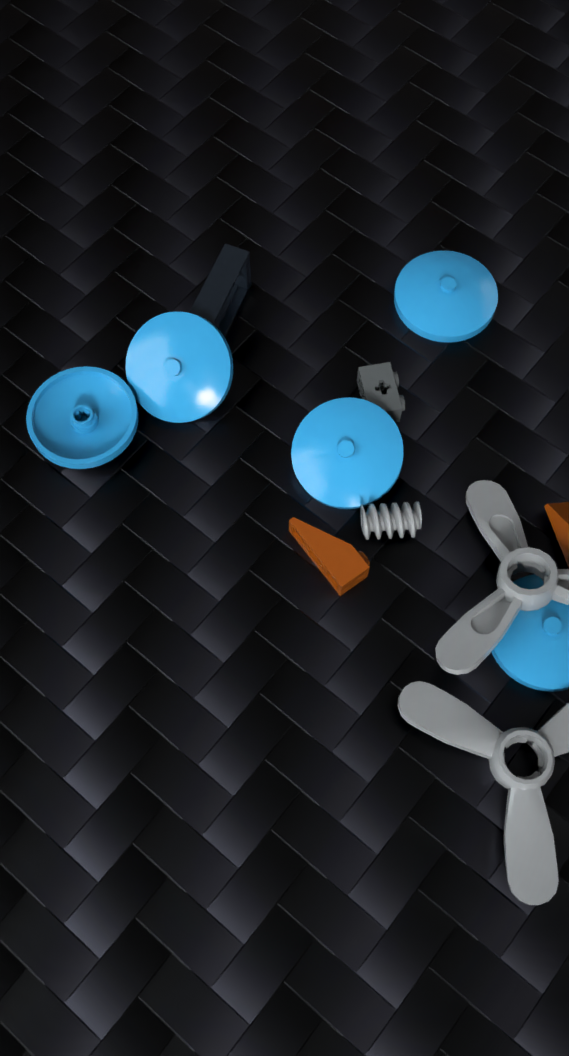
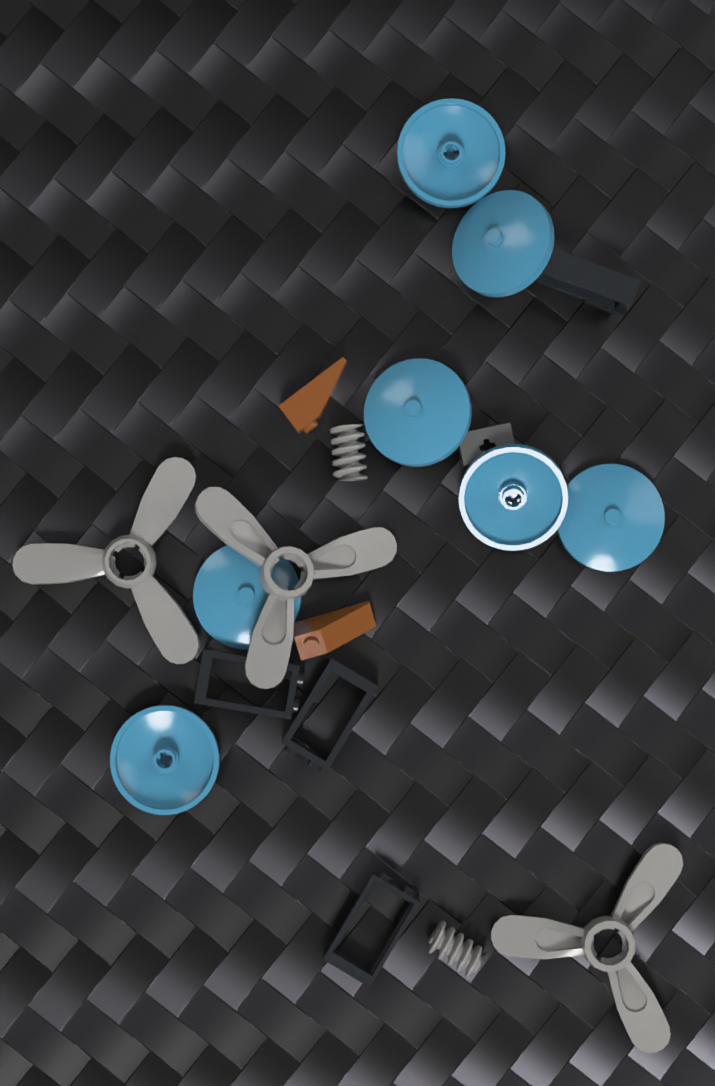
camera: 90 degrees right, 20 degrees up
(432, 367) = (513, 497): none -> dark azure dish

